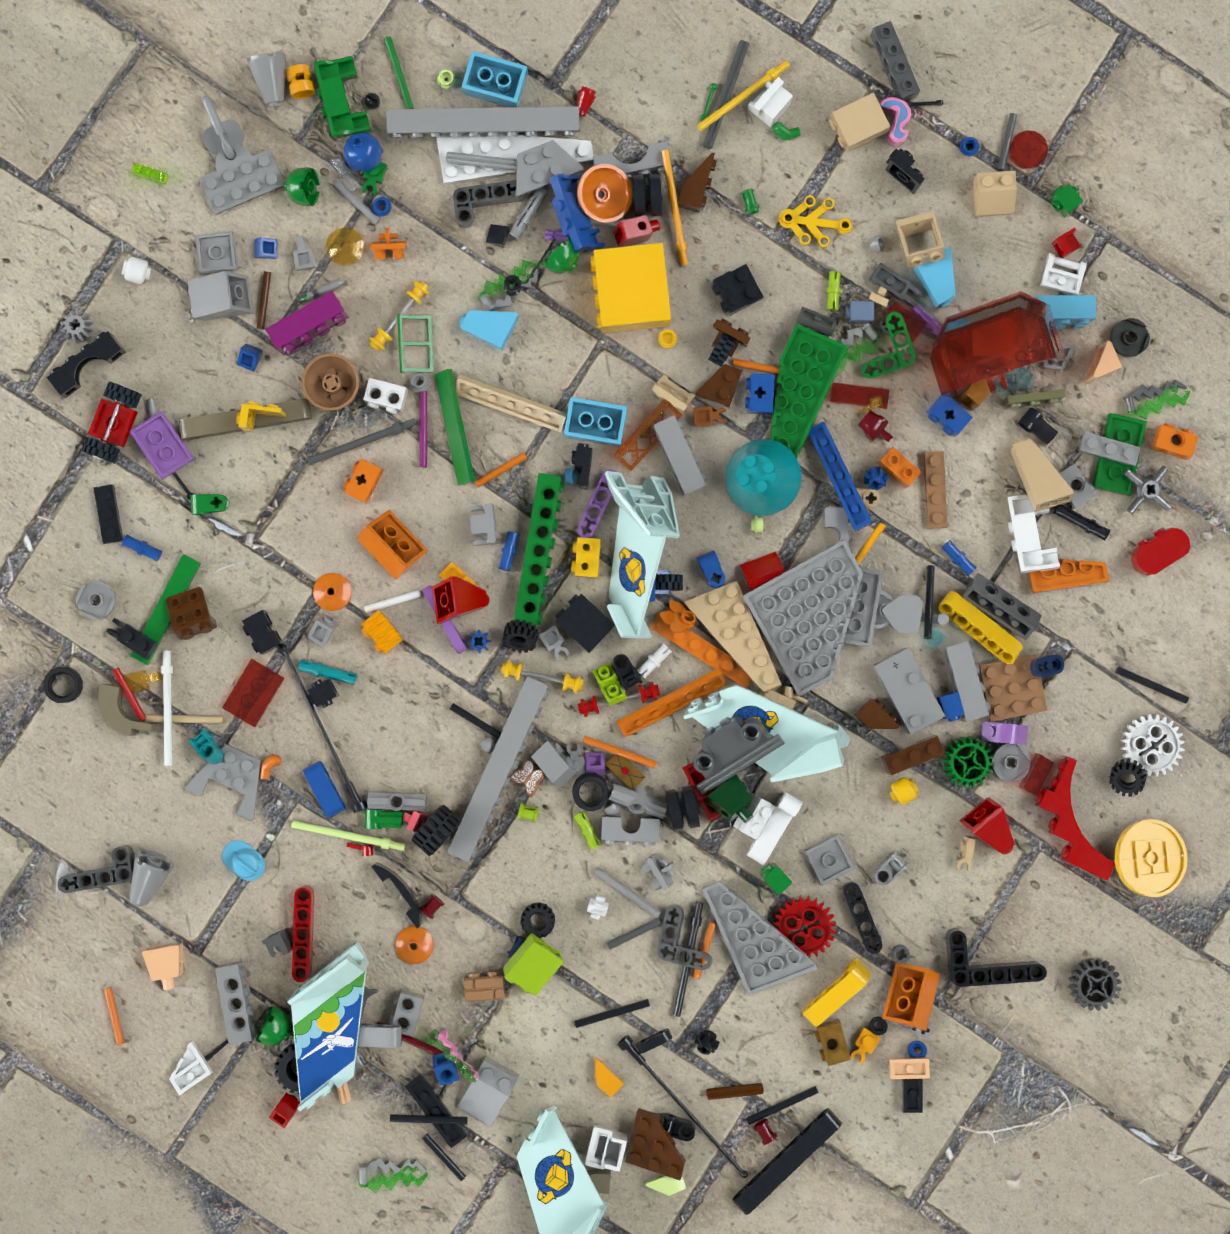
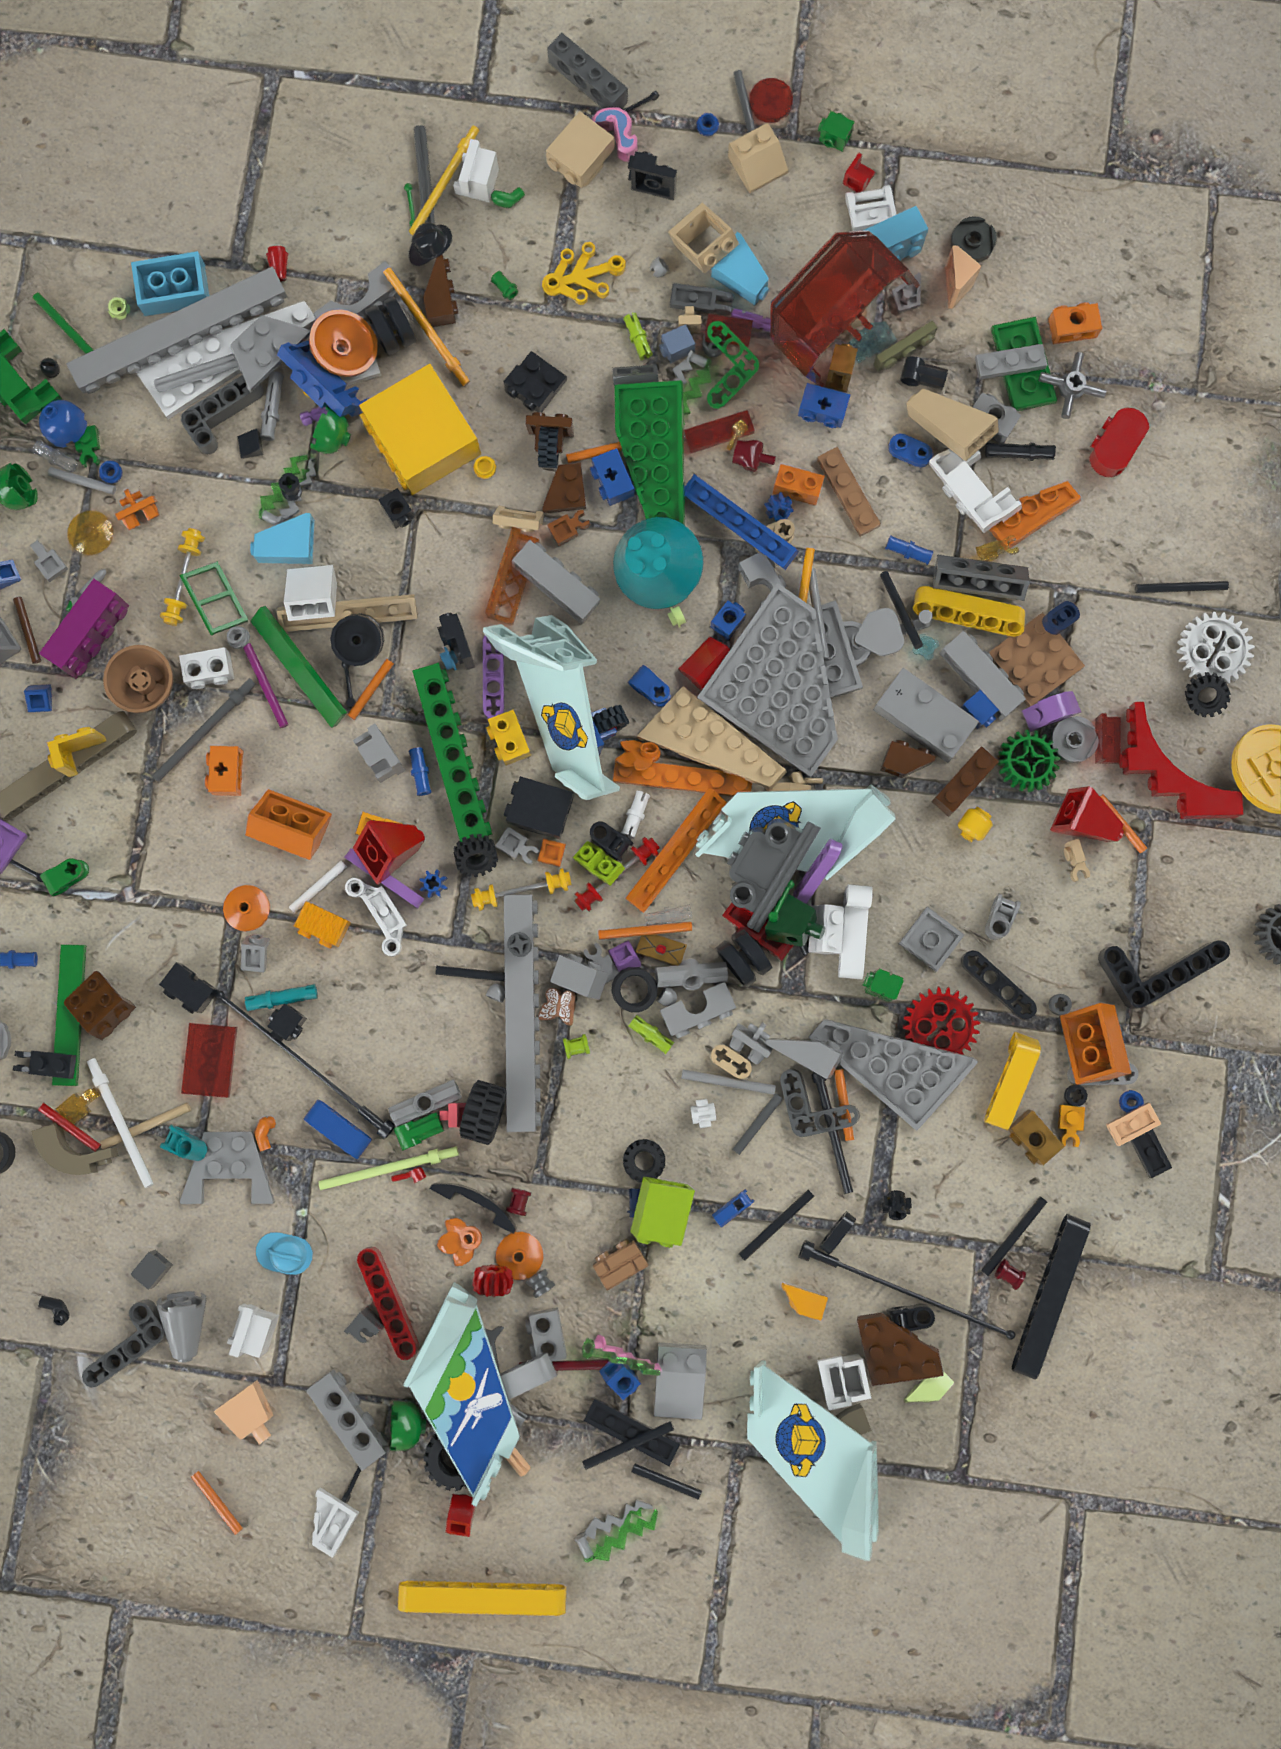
camera: 25 degrees left, 5 degrees down
(62, 821) = (58, 1307): none -> black arm
(142, 826) = (151, 1269): none -> dark grey panel
(195, 906) = (252, 1331): none -> white plate
(273, 1175) = (482, 1598): none -> yellow beam
(373, 913) = (456, 1242): none -> orange plate
(386, 954) = (492, 1280): none -> red gear
(420, 972) = (540, 1283): none -> dark grey wheel
(432, 644) = (383, 911): none -> white plate
(481, 472) = (350, 701): none -> black hinge
(489, 376) = (310, 593): none -> white brick
(504, 439) = (371, 639): none -> black wheel
(519, 721) = (518, 940): none -> dark grey wheel
(578, 659) = (551, 852): none -> orange tile
(582, 332) = (393, 500): none -> black brick
(582, 987) = (729, 1211): none -> blue bar
(595, 422) = (448, 588): medium azure brick -> none
(632, 881) = (734, 1057): none -> tan beam
(635, 231) = (394, 367): red torso -> none
(699, 904) = (815, 1055): none -> light grey slope
(708, 142) = (429, 242): none -> black piece
(718, 790) = (773, 916): none -> green hinge
(735, 1091) = (954, 1246): reddish brown axle -> none
(767, 772) = (818, 871): none -> medium lavender beam
(787, 546) = (728, 629): none -> blue brick
(866, 569) = (816, 604): none -> light grey bar
(997, 482) = (909, 452): none -> blue plate
(1016, 848) = (1128, 832): none -> orange bar
(1020, 589) = (991, 550): none -> clear yellow plate
(1143, 412) = (1026, 308): piece -> none

